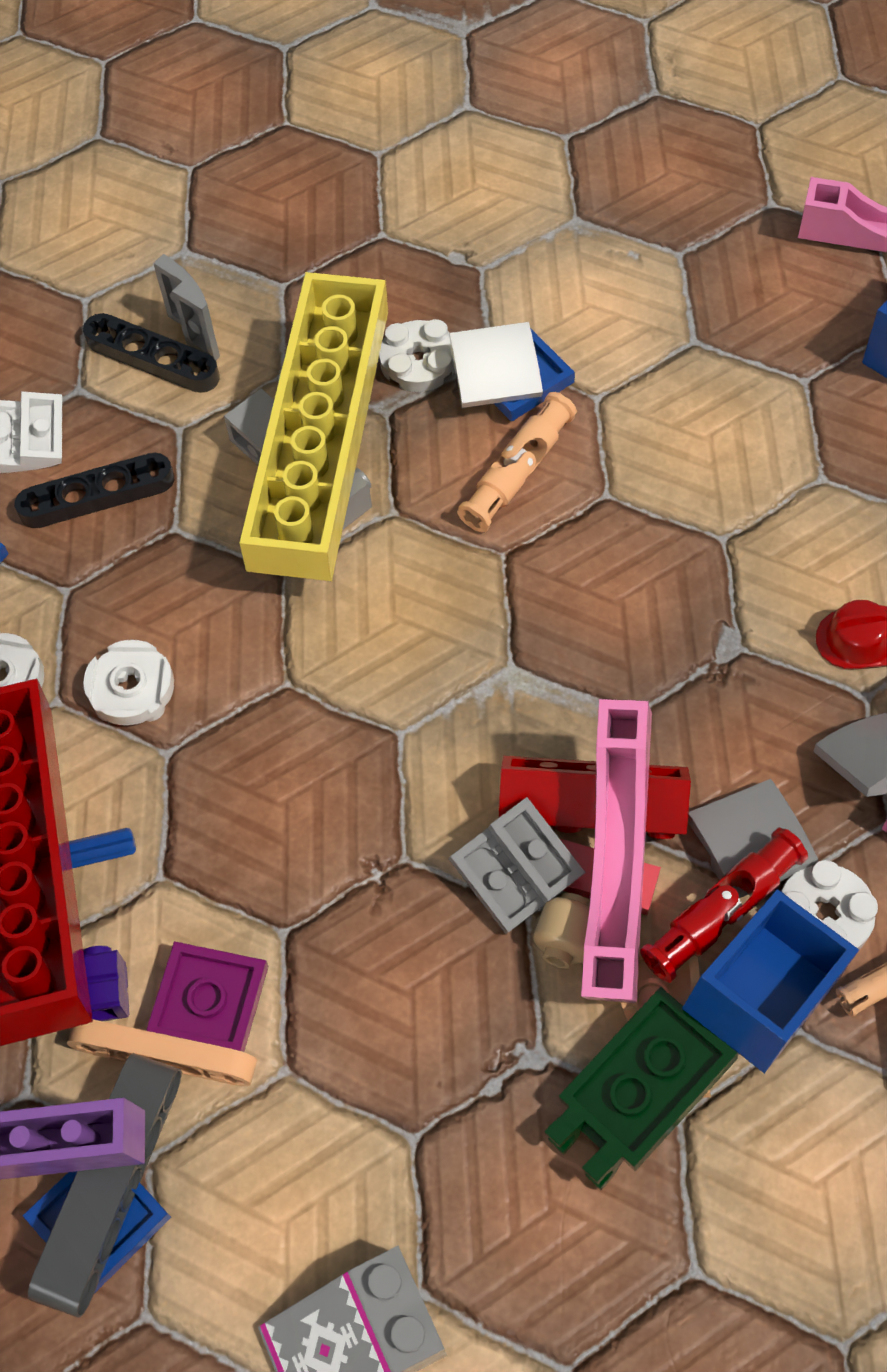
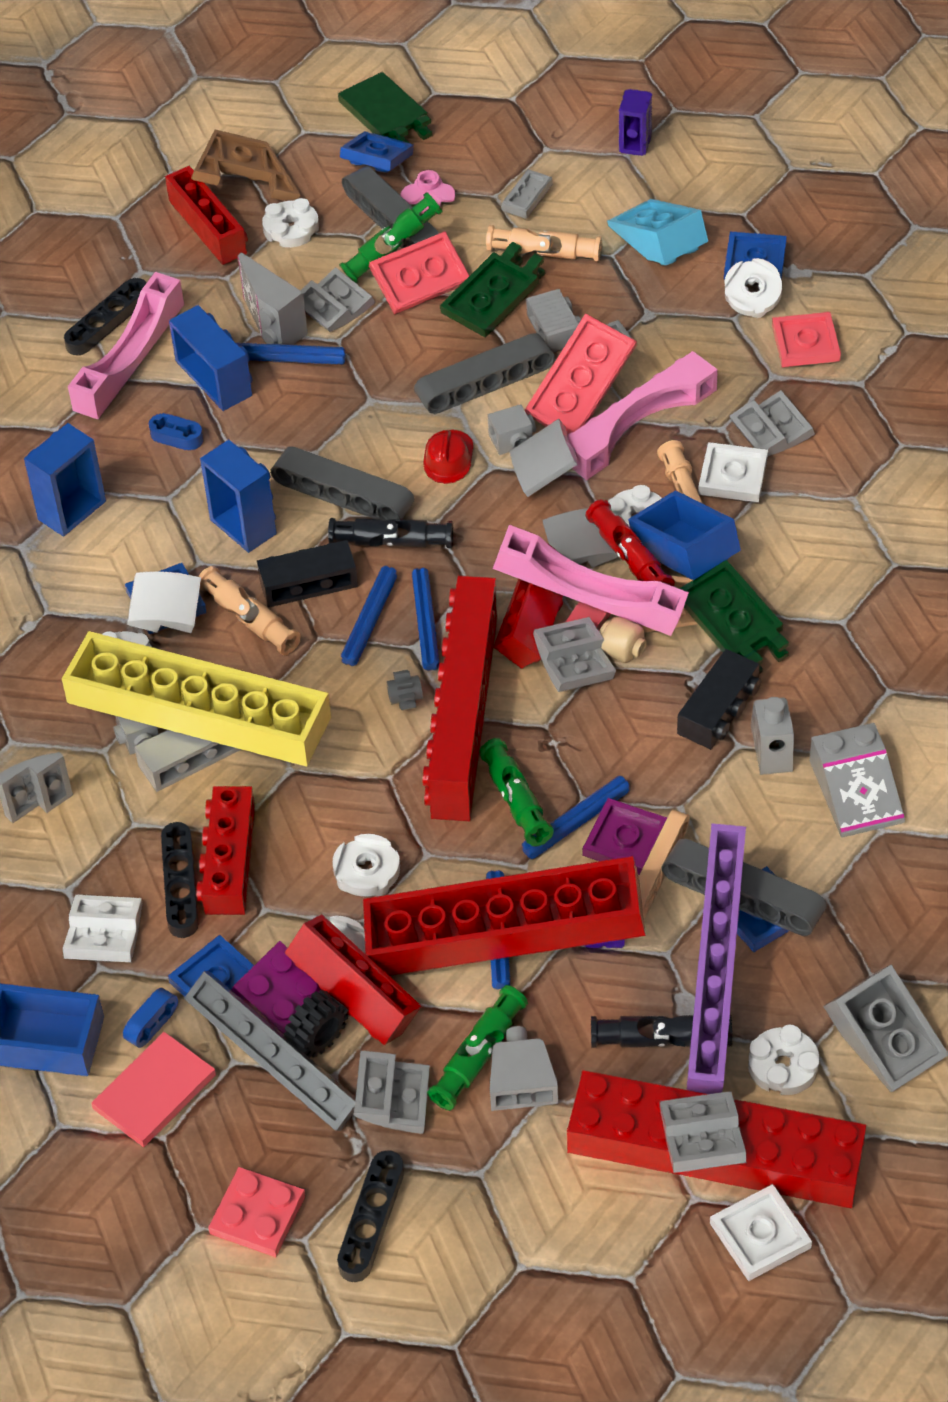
camera: 80 degrees left, 10 degrees down
(133, 526) = (227, 850): none -> red brick
(147, 357) = (48, 829): black beam -> none
(231, 845) = (516, 792): none -> green piece
(242, 927) = (580, 814): none -> blue axle
(398, 731) = (461, 699): none -> red brick
(414, 1183) = (770, 723): none -> light grey torso
(415, 664) = (404, 689): none -> dark grey gear
(478, 1092) = (718, 699): none -> black brick
(546, 599) = (368, 616): none -> blue axle
(555, 667) = (425, 619): none -> blue axle
(594, 510) = (307, 573): none -> black brick
(651, 209) = (65, 479): none -> blue piece
(676, 390) = (239, 495): none -> blue piece
(686, 567) = (380, 532): none -> black piece
(760, 519) = (341, 485): none -> dark grey beam
(796, 318) = (176, 431): none -> blue beam

